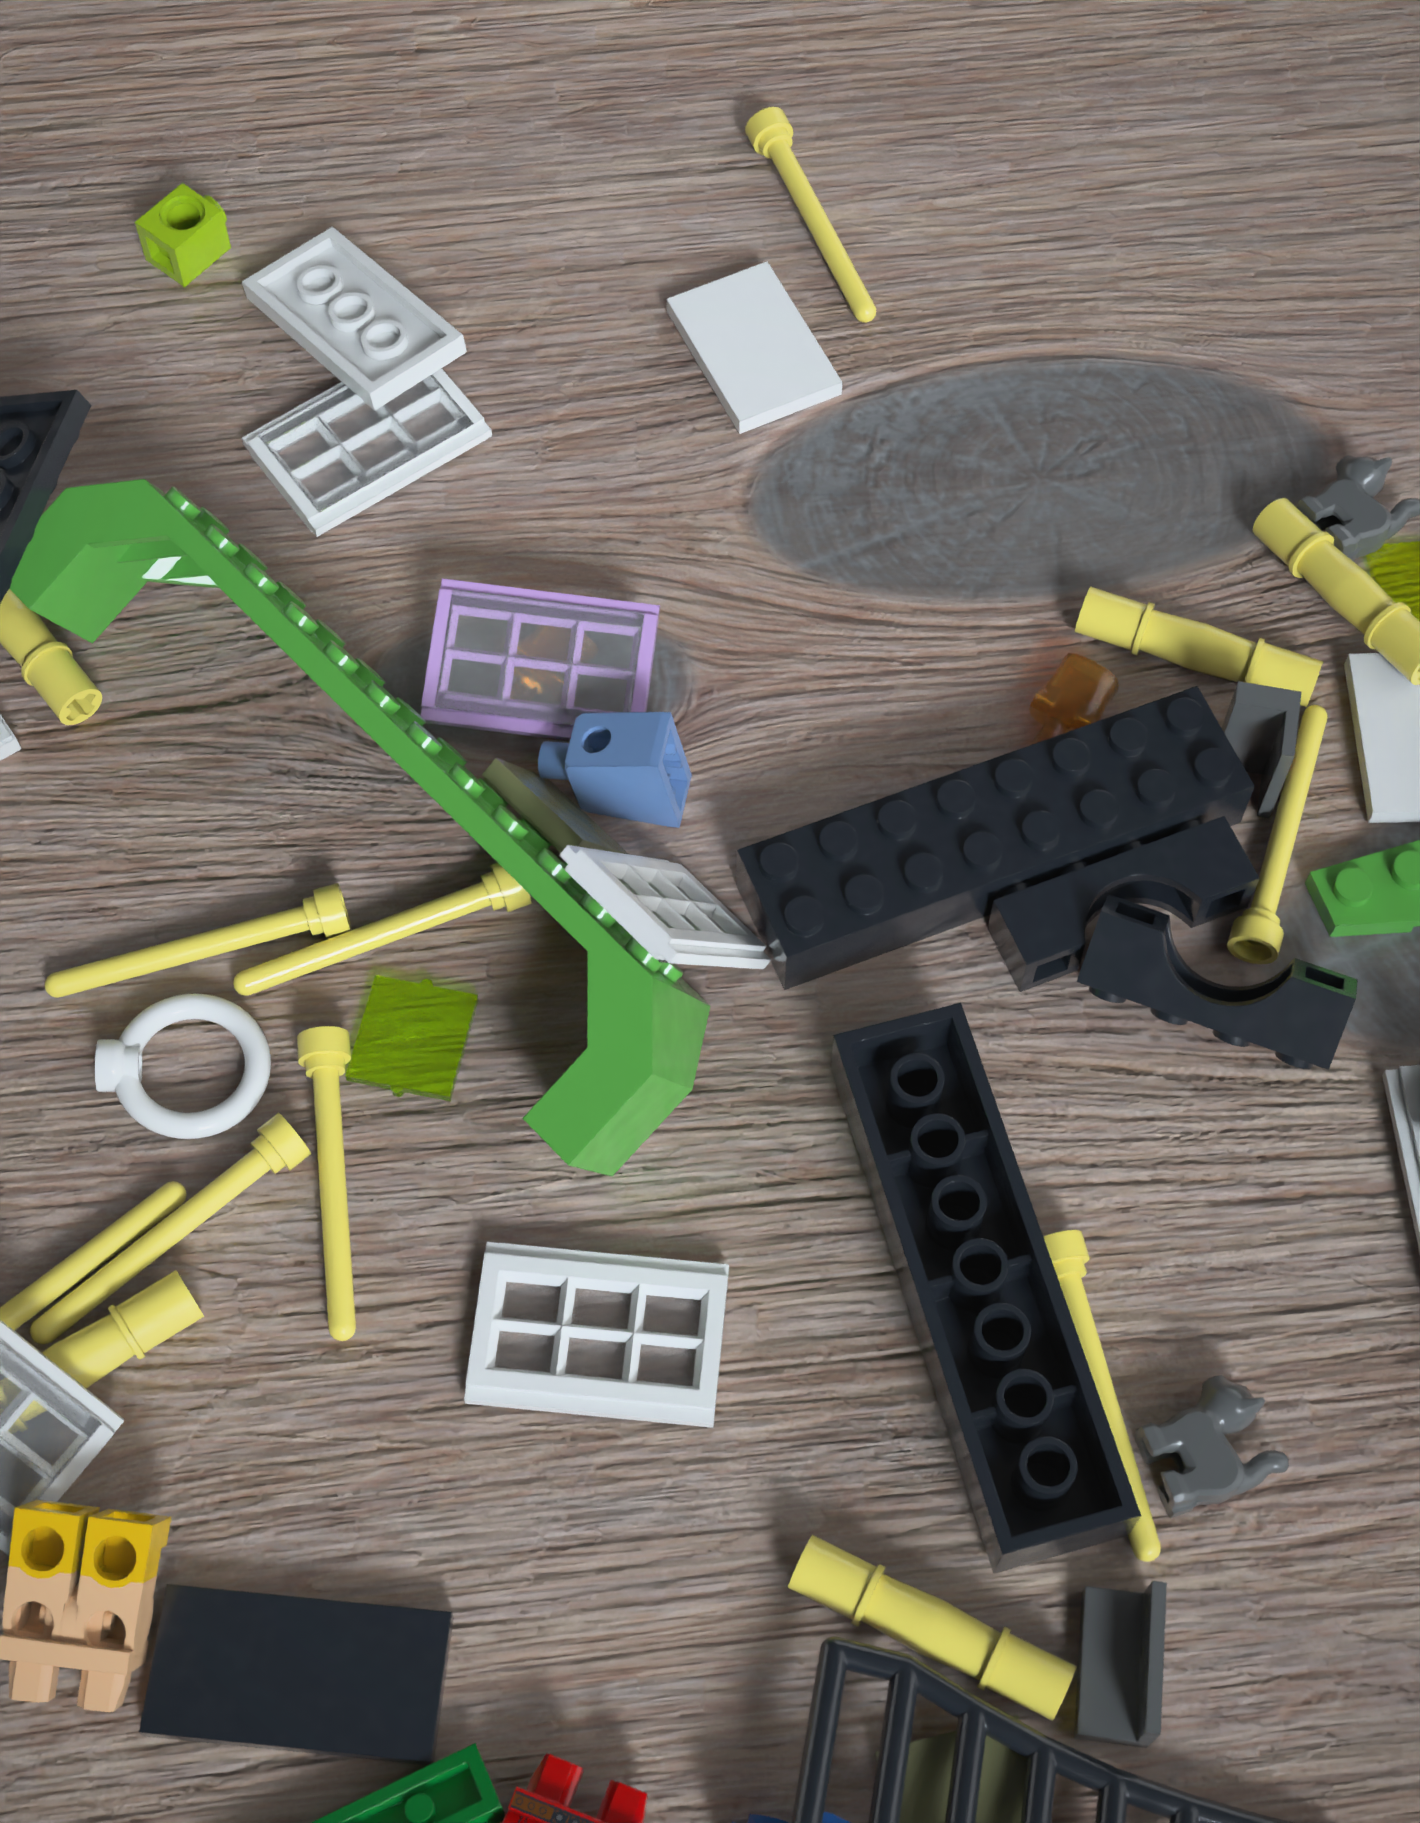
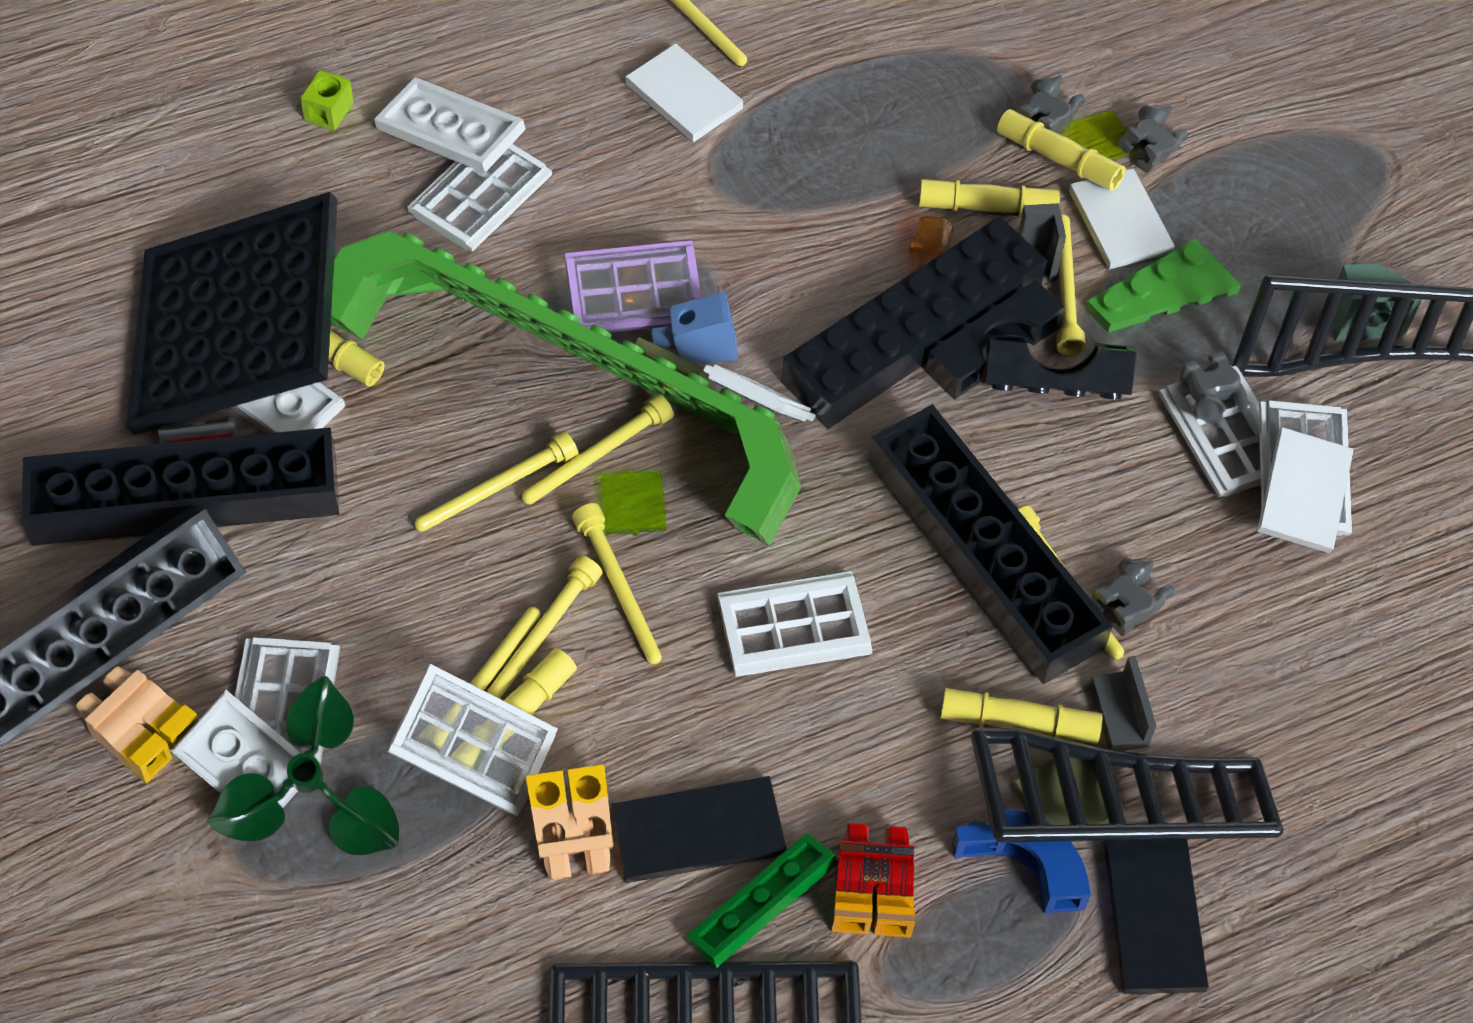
camera: 20 degrees left, 5 degrees down
(120, 1066) = (478, 555): white piece -> none

